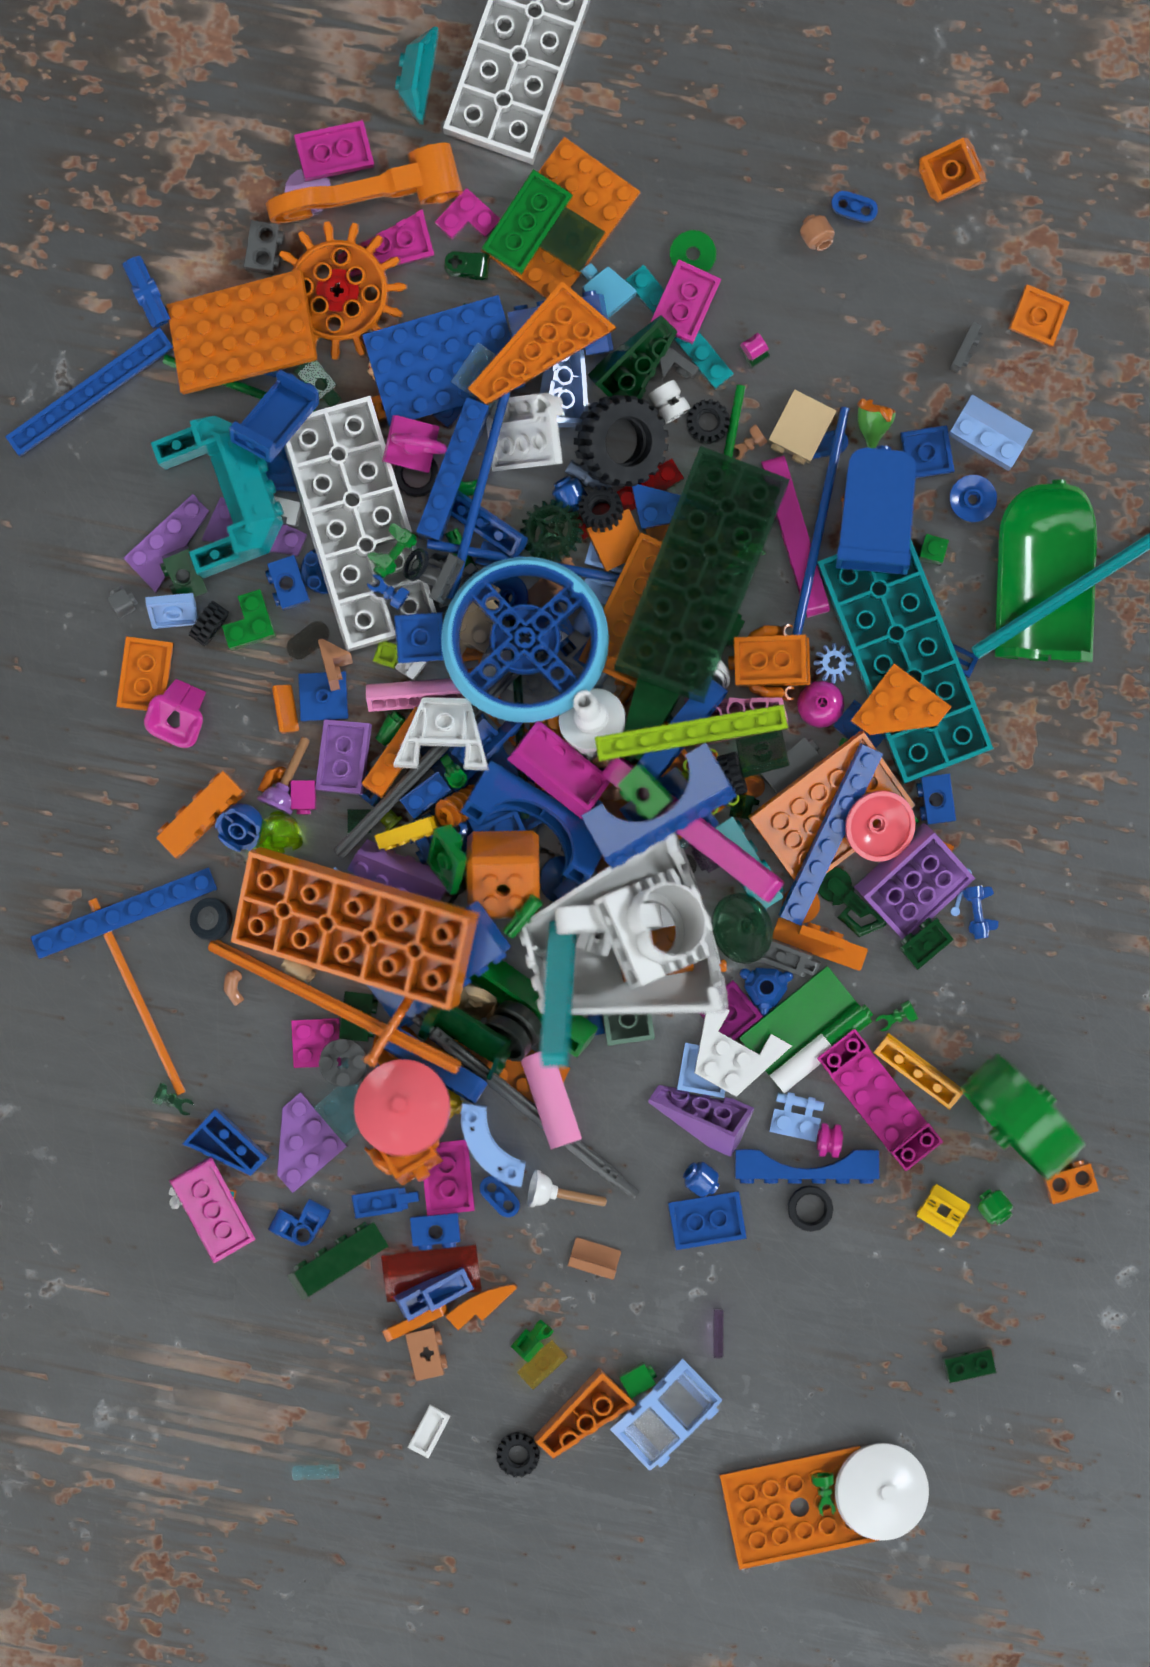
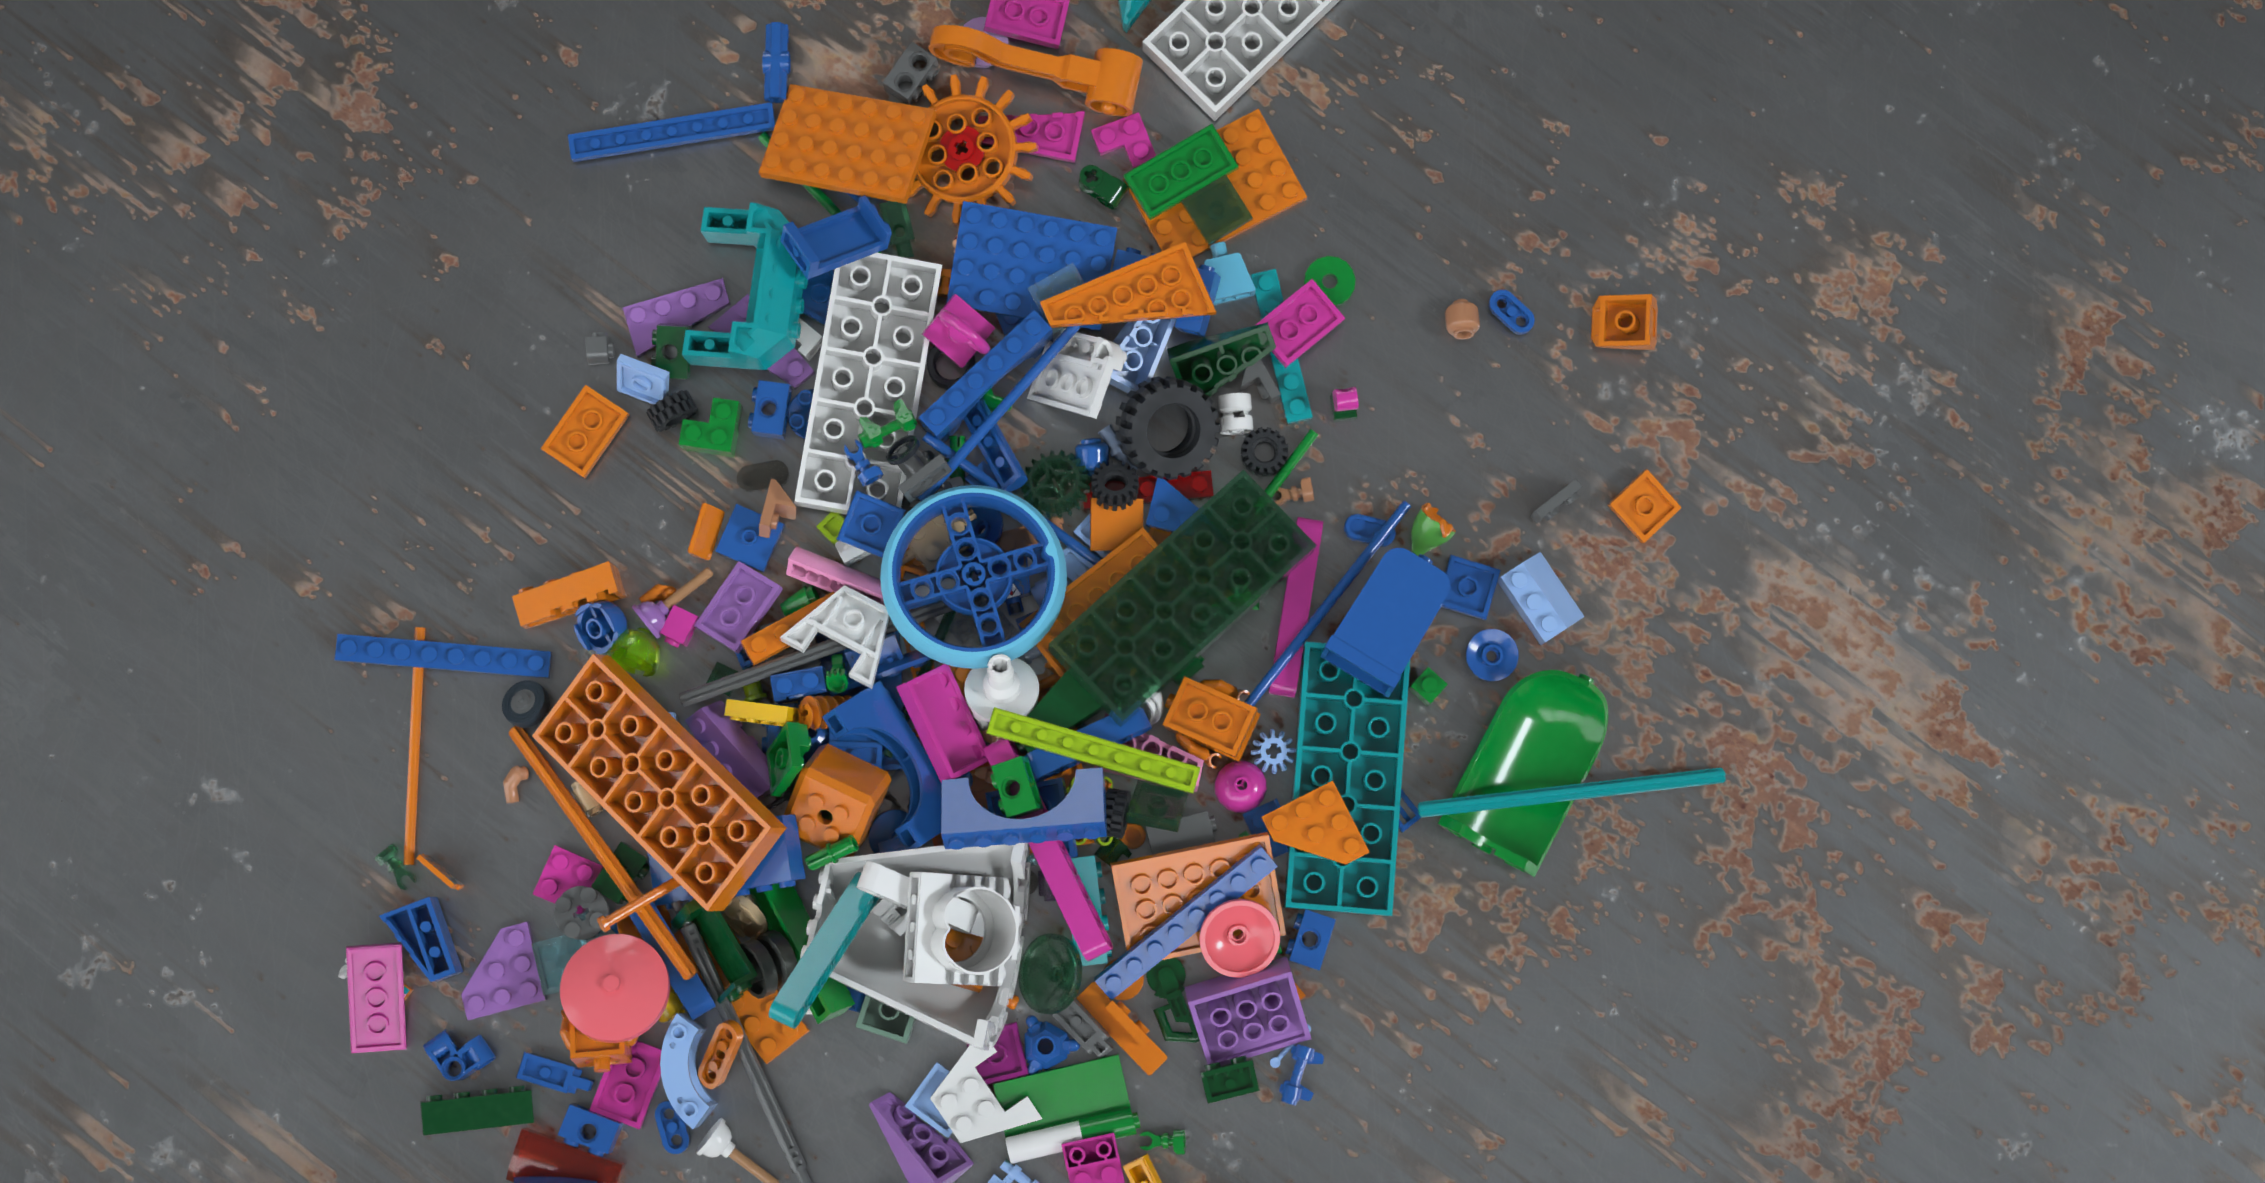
camera: 20 degrees right, 5 degrees down
(179, 698) = (611, 477): dark pink piece -> none
(201, 1083) = (440, 871): none -> orange piece
(506, 1125) = (715, 1063): none -> orange plate
(551, 1102) = (769, 1060): bright pink brick -> none
(801, 427) = (1354, 502): tan panel -> none

